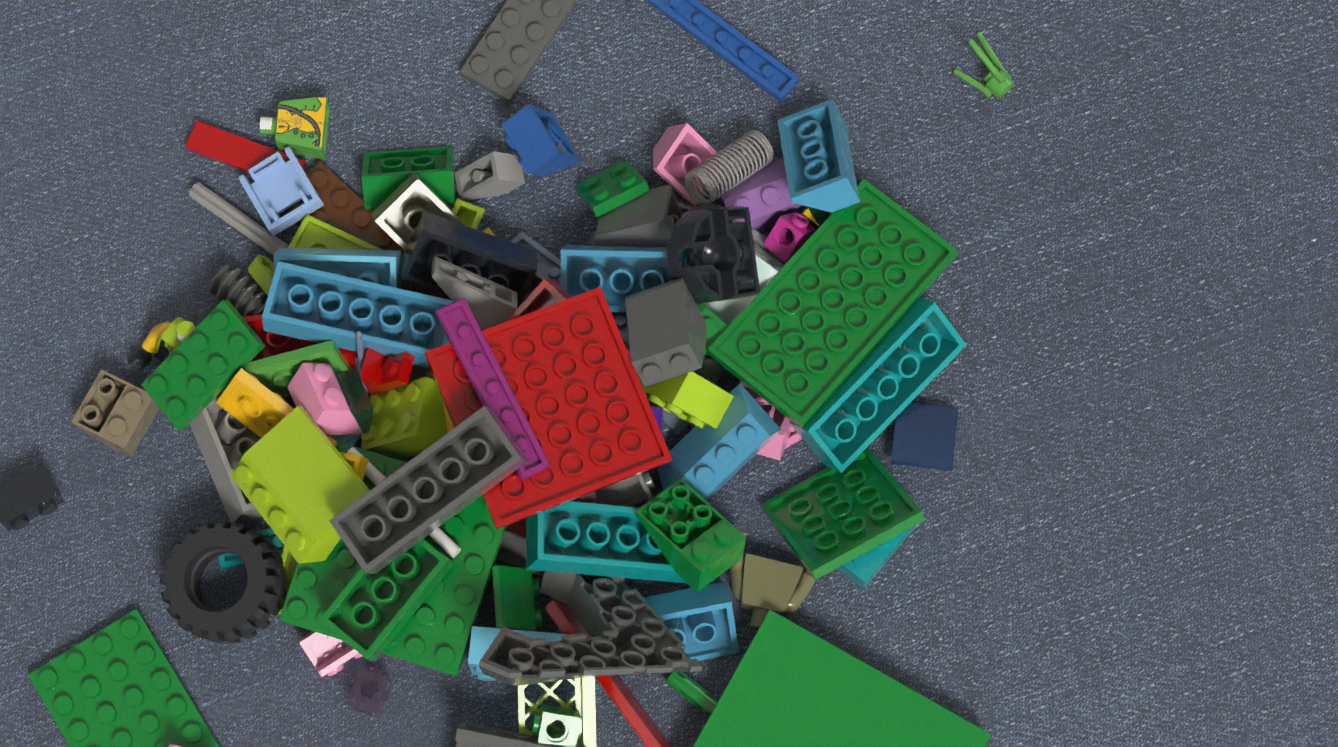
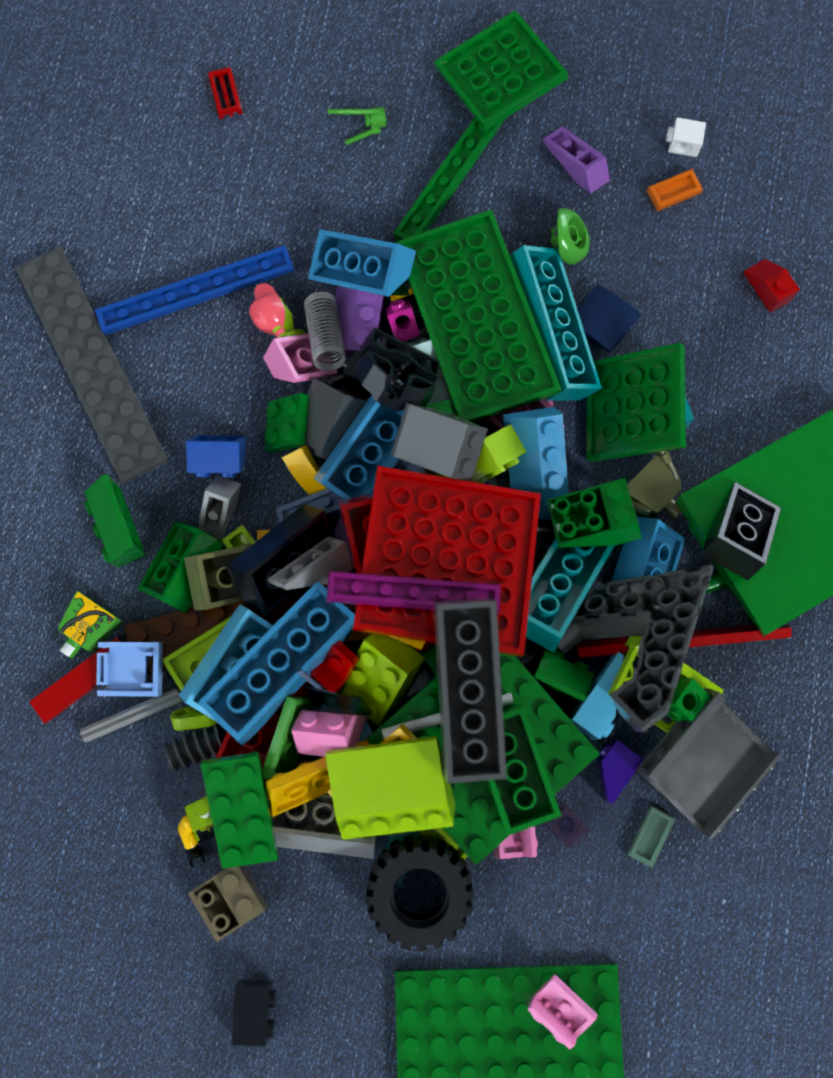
camera: 60 degrees left, 5 degrees up
(414, 90) = (113, 522): none -> green slope
(454, 707) = (616, 768): none -> dark purple slope
(575, 228) = (303, 469): none -> yellow slope
(715, 109) = (271, 313): none -> coral hair
(768, 689) = (742, 532): none -> black slope
(991, 350) = (570, 237): none -> bright green hat
(1033, 194) = (446, 180): none -> green plate
(1074, 587) = (772, 284): none -> red slope
(1086, 310) = (579, 159): none -> medium lavender slope
(1120, 430) = (674, 190): none -> orange tile
(1130, 174) = (501, 70): none -> green plate
(1186, 407) = (686, 137): none -> white brick

